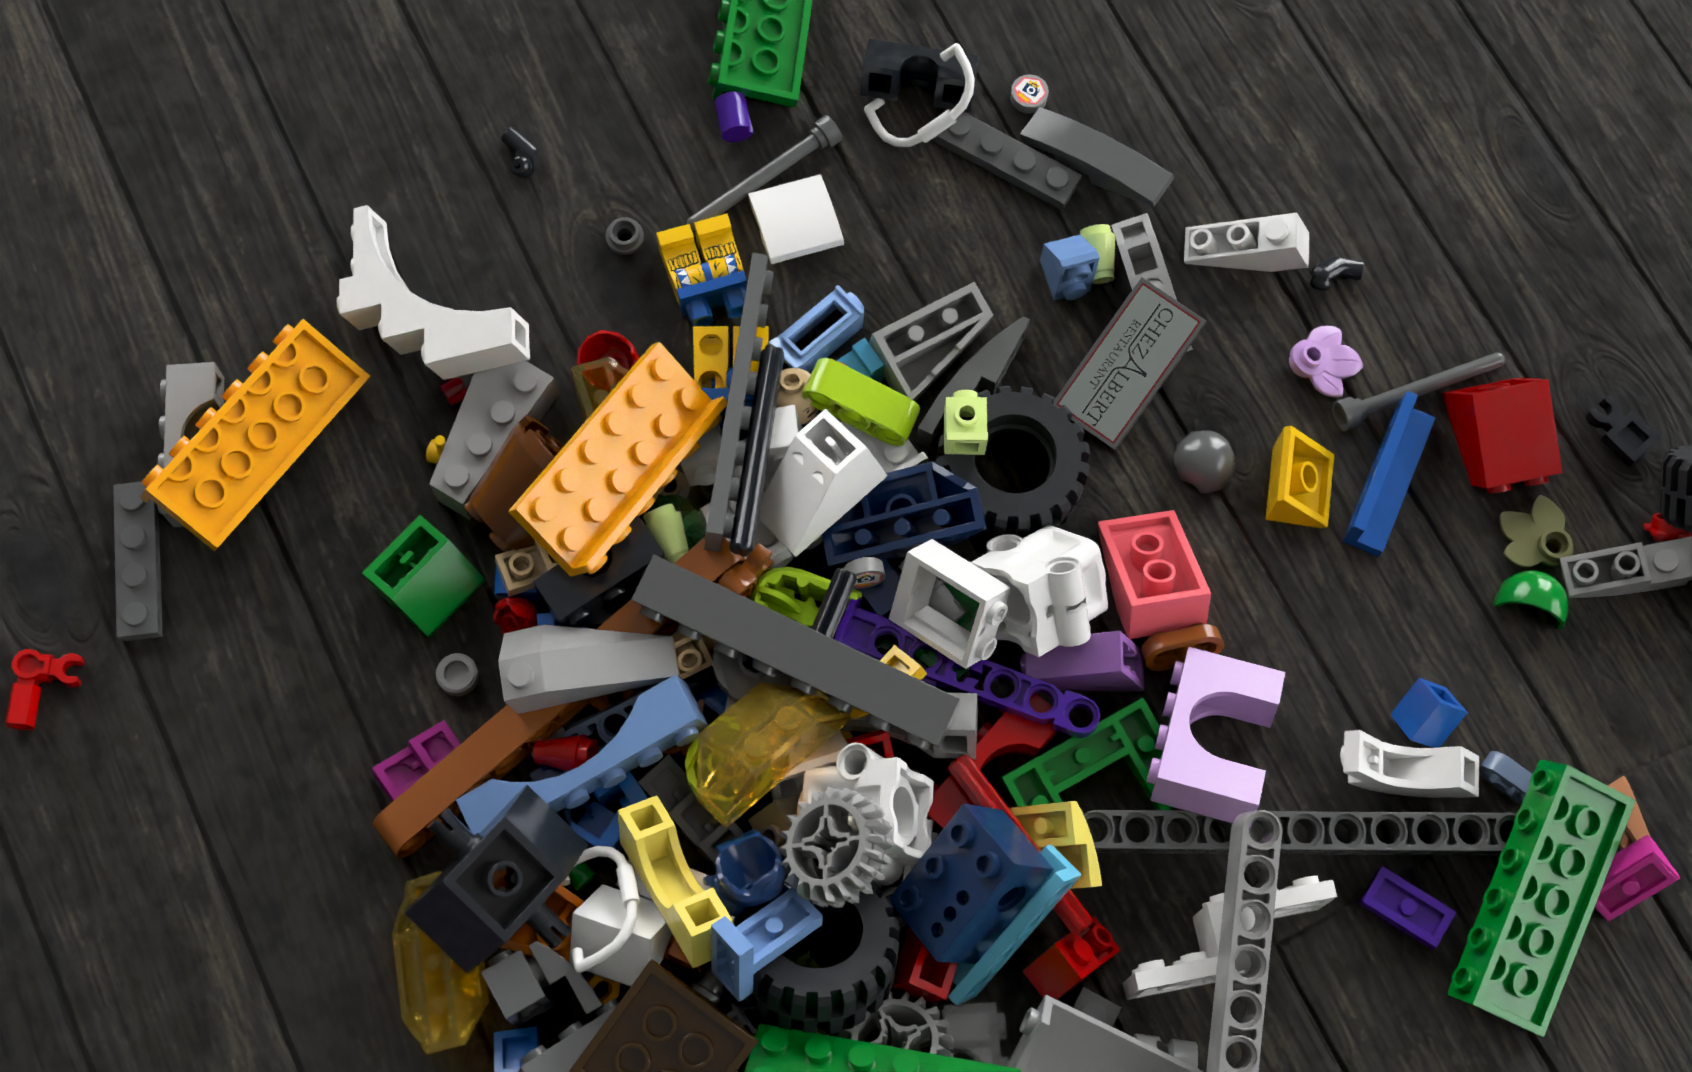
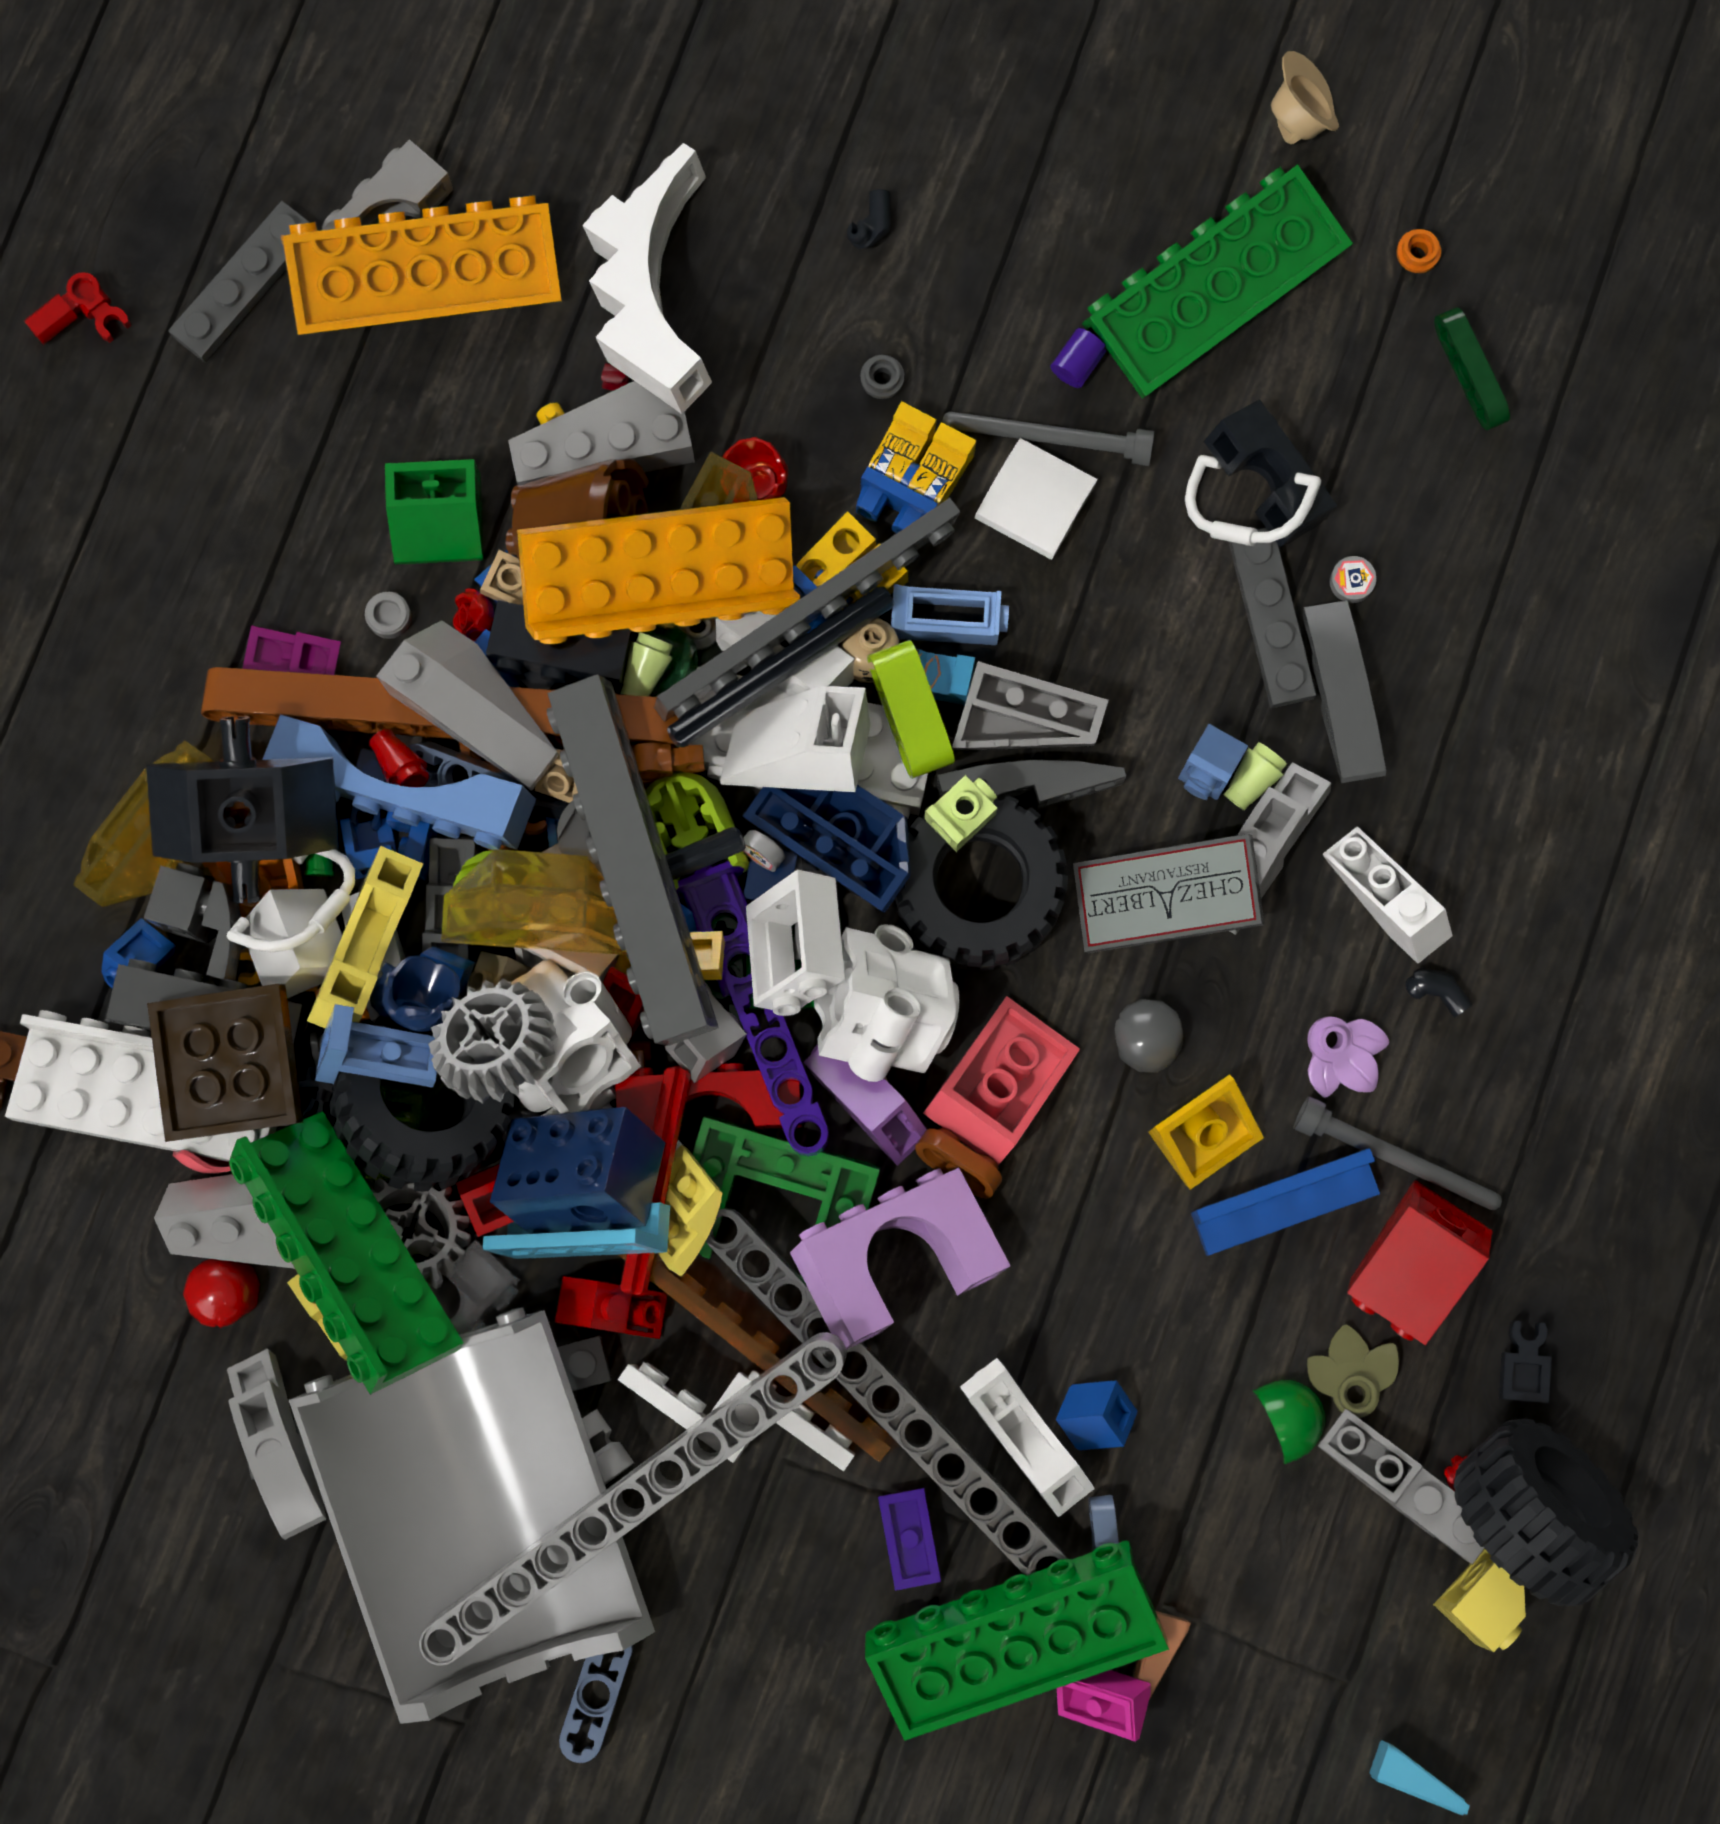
camera: 50 degrees right, 10 degrees up
(1191, 888) = (762, 1352): none -> clear orange plate

